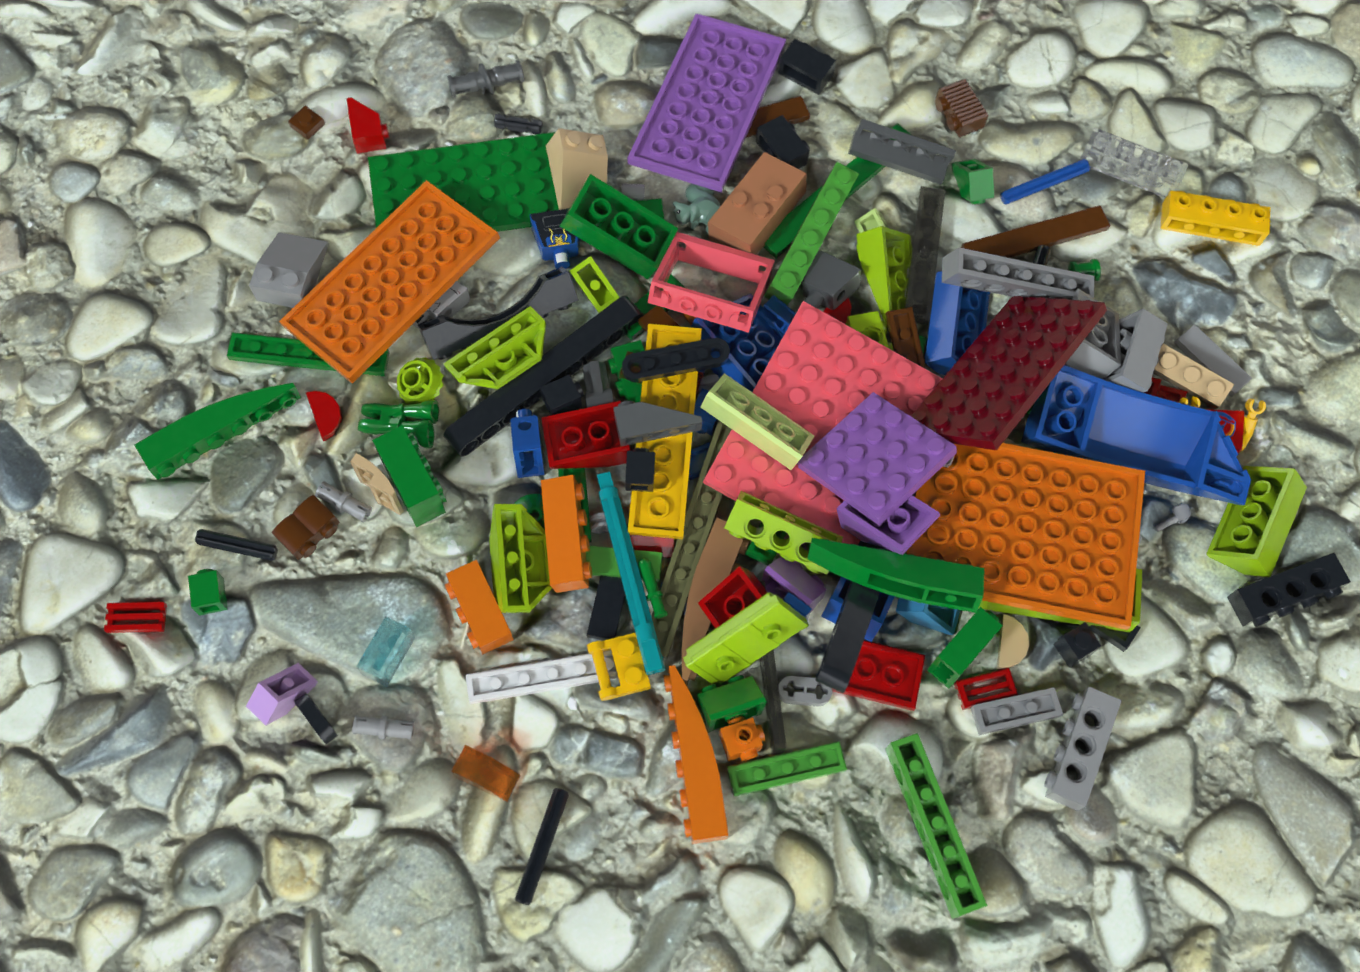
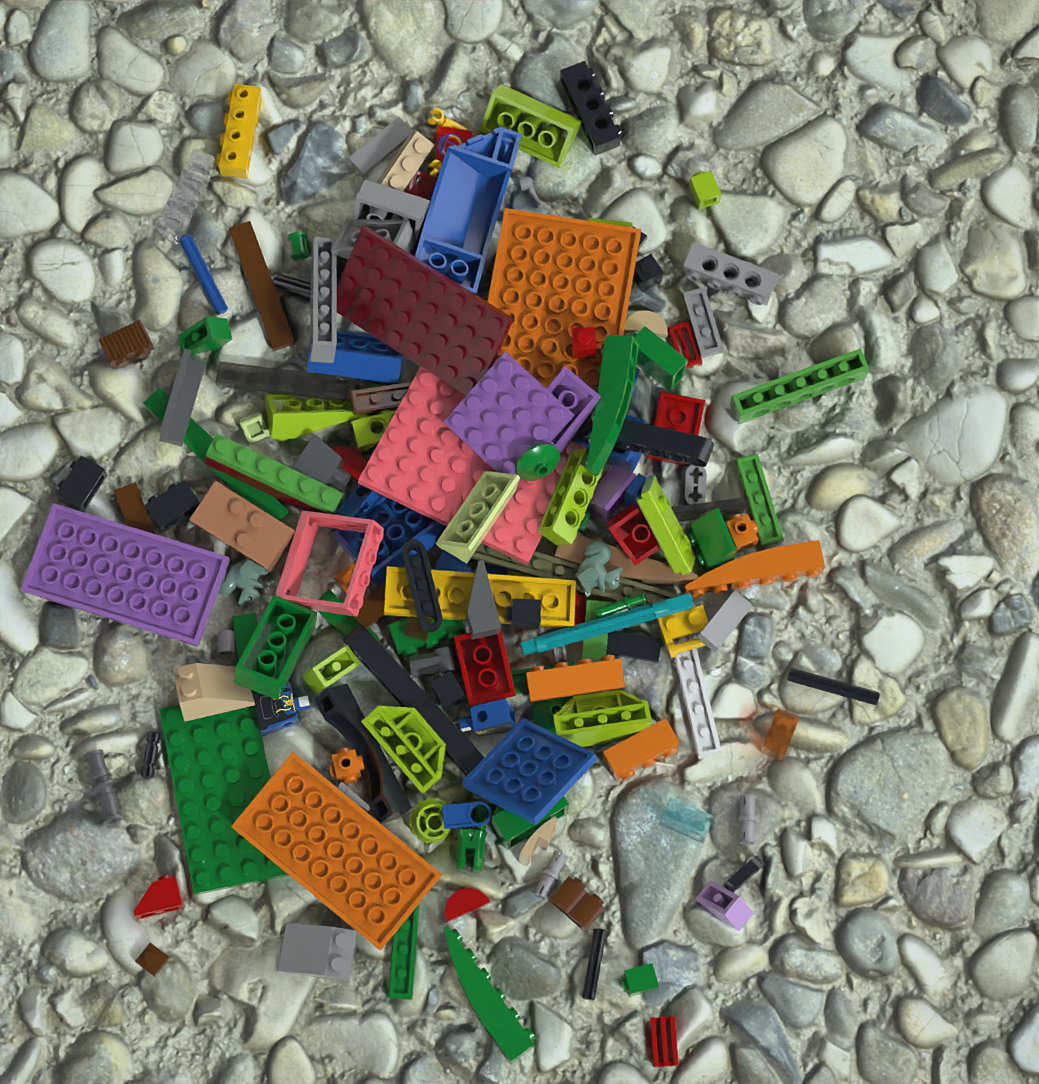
camera: 90 degrees left, 5 degrees up
(414, 400) = (460, 815): none -> blue piece
(450, 468) = (529, 771): none -> blue plate
(486, 297) = (346, 774): none -> orange brick
(628, 711) = (724, 621): none -> light grey tile
(694, 554) = (592, 572): none -> sand green animal
(823, 488) = (537, 462): none -> green dish
(974, 545) = (584, 343): none -> red brick
(1194, 723) = (704, 189): none -> lime brick

